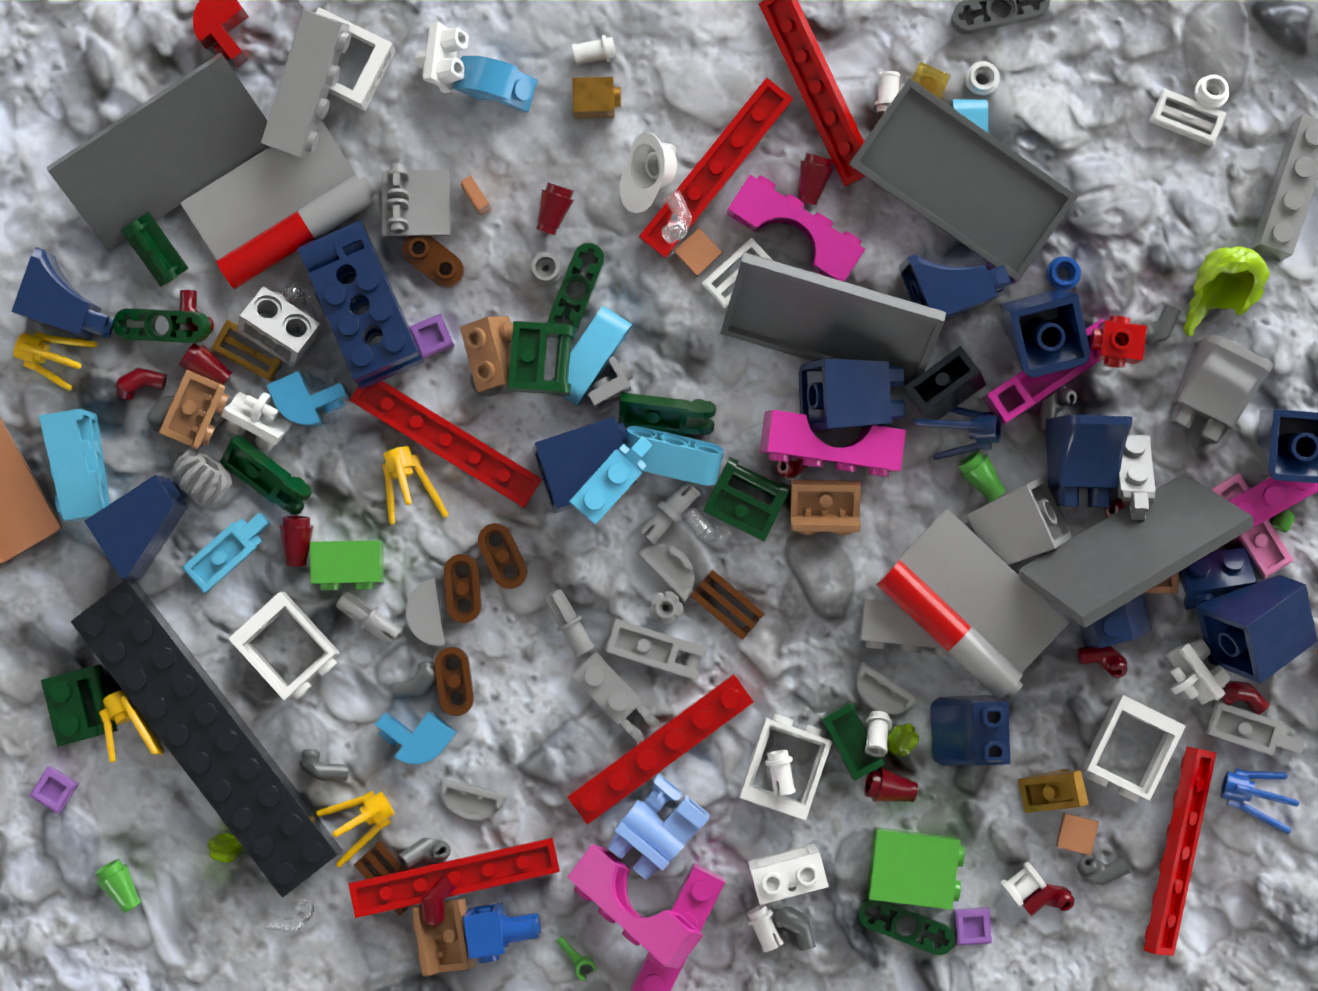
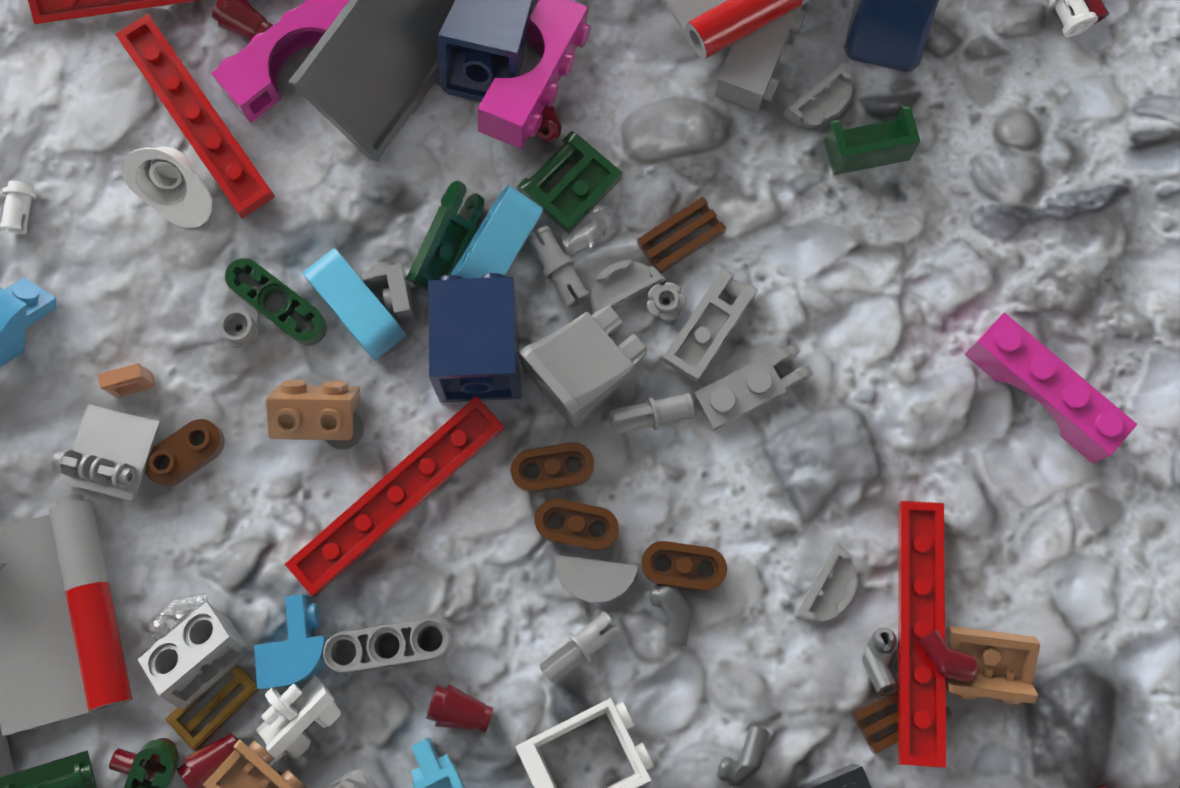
camera: 70 degrees left, 10 degrees down
(265, 475) = (367, 726): dark green hinge -> none
(316, 460) = (368, 646): none -> light grey beam
(329, 264) = (202, 546): dark blue hinge -> none
(347, 563) = (505, 655): bright green brick -> none
(376, 810) = (816, 707): yellow plant -> none
(400, 464) = (410, 555): yellow plant -> none
(420, 745) = (749, 622): dark azure brick -> none
(431, 336) = (271, 479): medium lavender tile -> none
(491, 931) = (1003, 597): blue brick -> none
(529, 358) = (331, 364): dark green plate -> none
(553, 207) = (172, 298): dark red cone -> none
(576, 957) = (1052, 513): bright green hand -> none
(591, 557) = (582, 364): none -> light grey hips
(595, 97) = (67, 219): pearl gold brick -> none
(604, 880) = (1058, 389): dark pink arch -> none
(611, 481) = (502, 300): medium azure hinge -> none
(651, 836) = (931, 377): light blue hips -> none
(660, 749) = (827, 355): red plate -> none
(680, 219) = (233, 159): clear arm -> none
(698, 252) = (280, 160): nougat tile -> none
(716, 292) = (331, 153): white tile -> none
(764, 927) = (1053, 293): white pin -> none
(780, 772) = (891, 215): white pin -> none
(781, 803) = (901, 192): white window -> none
(791, 868) = (1006, 245): white window -> none
(797, 923) = (1064, 255): dark grey arm -> none
(825, 506) = (602, 100): medium nougat bracket -> none
(877, 734) = (863, 111): white pin -> none
(889, 787) = (934, 117): dark red cone -> none
(903, 739) = (883, 89): clear neon green plate -> none
(915, 868) = (1030, 115): bright green brick -> none
(926, 944) = (1105, 136): dark green beam -> none
(972, 926) = (1105, 77): medium lavender tile -> none

